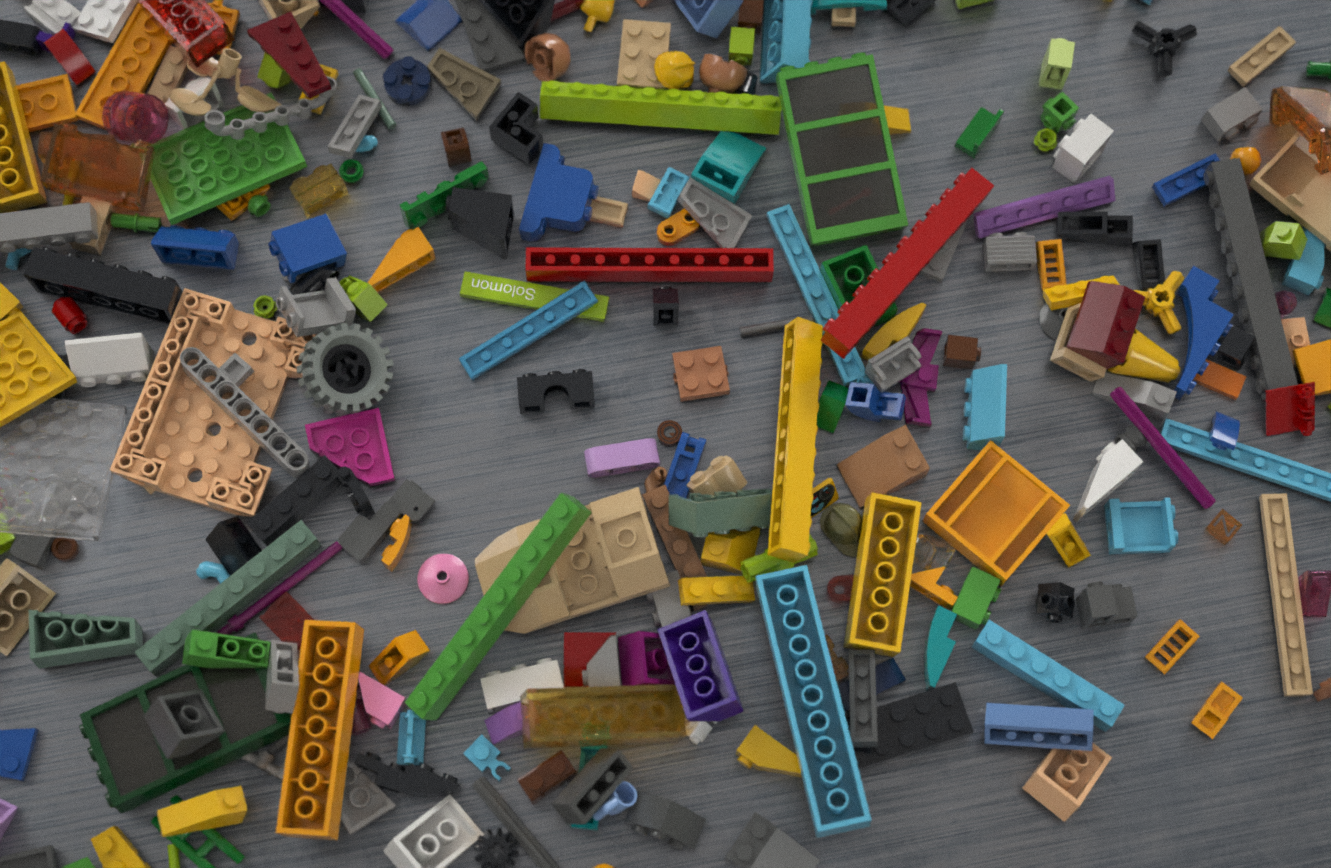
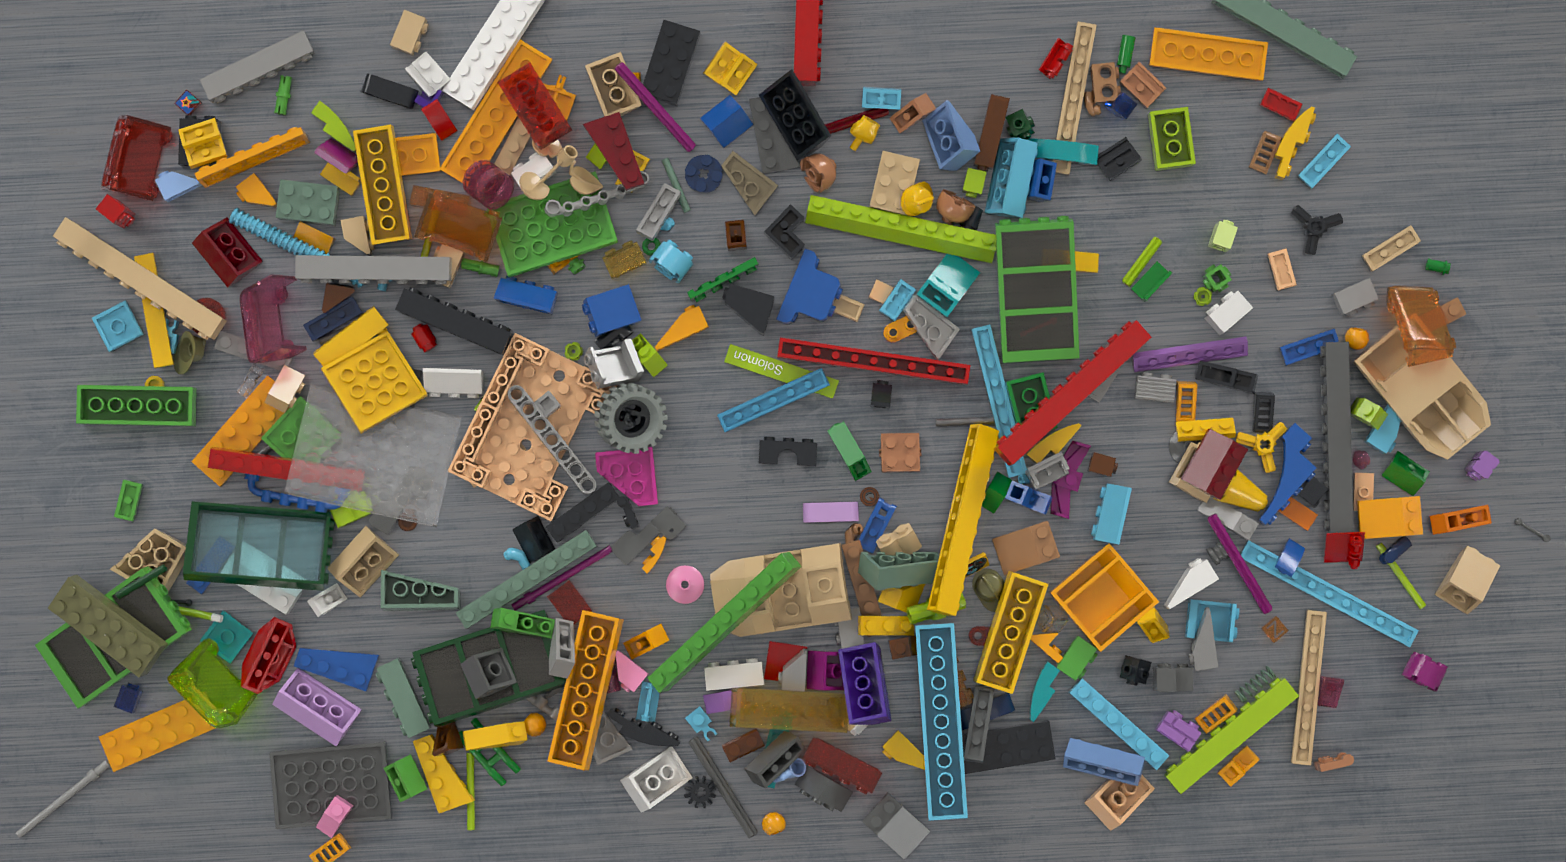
camera: 10 degrees right, 15 degrees up
(73, 781) = (403, 696): none -> sand green brick
(137, 830) = (447, 740): none -> reddish brown slope
(258, 791) = (535, 724): none -> light orange piece
(377, 180) = (671, 261): none -> medium azure brick
(636, 378) = (849, 450): none -> slope
(685, 782) = (842, 764): none -> clear red brick
(743, 616) = (903, 647): none -> reddish brown slope
(824, 31) = (1042, 180): none -> blue brick
(962, 110) = (1142, 261): none -> lime axle
(1127, 673) = (1178, 731): none -> medium lavender brick
(1135, 97) = (1281, 269): none -> light nougat plate
(1139, 556) = (1203, 645): none -> light grey slope
(1198, 670) = (1231, 735): none -> lime brick
(1204, 620) = (1242, 697): none -> sand green piece

